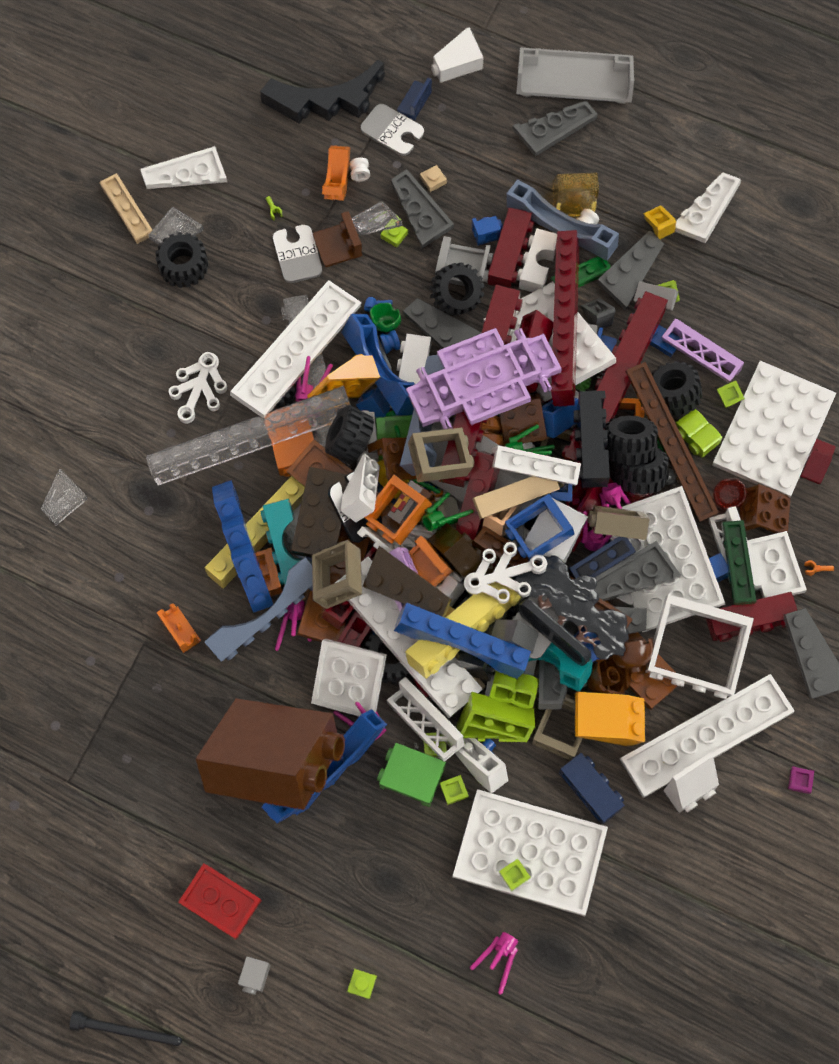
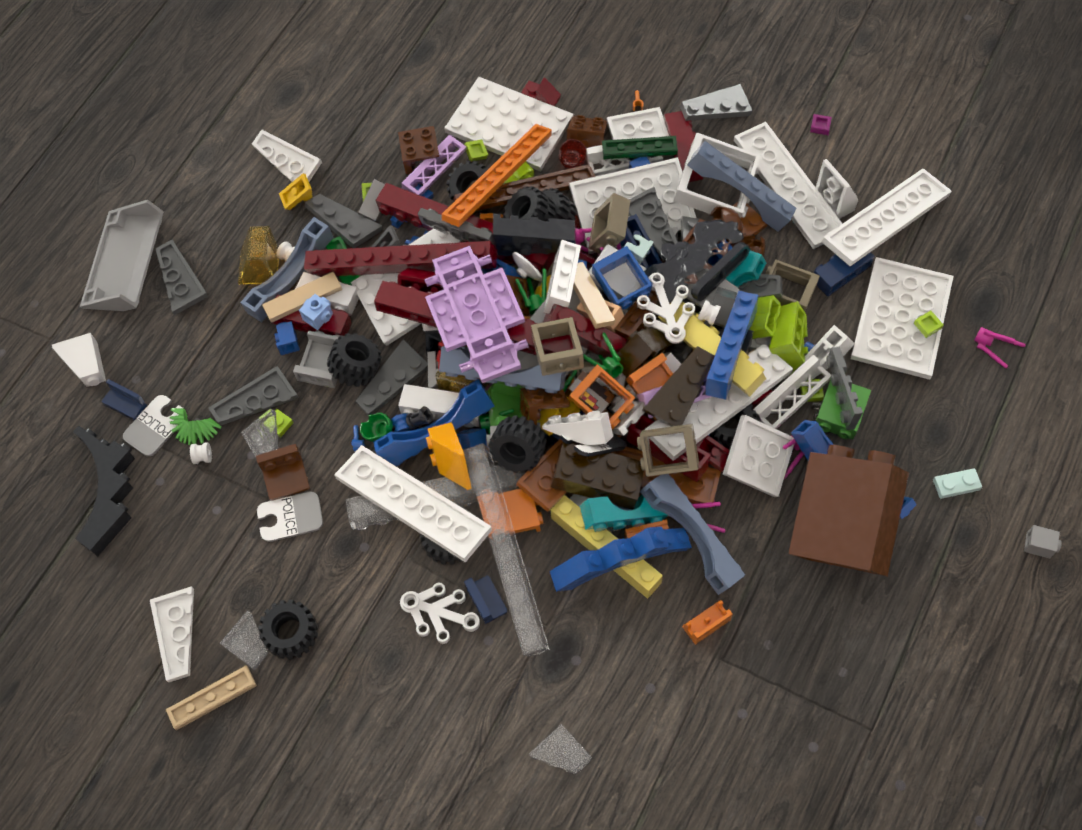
camera: 85 degrees left, 5 degrees down
(208, 421) = (485, 598): none -> dark blue panel
(220, 901) = (977, 575): red plate -> none
(274, 209) = (235, 539): lime hand -> none
(304, 389) = (460, 495): dark pink plant -> none
(326, 894) = (957, 483): none -> light aqua plate
(337, 173) = (204, 474): orange arch -> none
(362, 984) = (1034, 453): lime plate -> none
(384, 159) = (192, 430): none -> bright green hair
(396, 354) = (420, 418): none -> black bush
(423, 766) = (844, 397): none -> dark grey wing
(433, 178) = (219, 387): tan plate -> none
(454, 790) = (856, 374): lime plate -> none
(496, 615) = (709, 312): none -> white wheel
(505, 246) = (316, 311): none -> light blue brick
(527, 235) = (295, 299): none -> tan tile
(556, 435) = (525, 268): none -> white dish
(576, 545) = (640, 251): none -> light aqua hinge
(597, 355) = (465, 231): none -> dark grey wing
(610, 718) = (784, 245): light orange slope -> none
(661, 841) = (886, 217): none -> white plate
(674, 403) = (496, 175): none -> orange plate
(697, 644) = (713, 164): none -> sand blue arch
(726, 331) = (417, 146): none -> reddish brown bracket

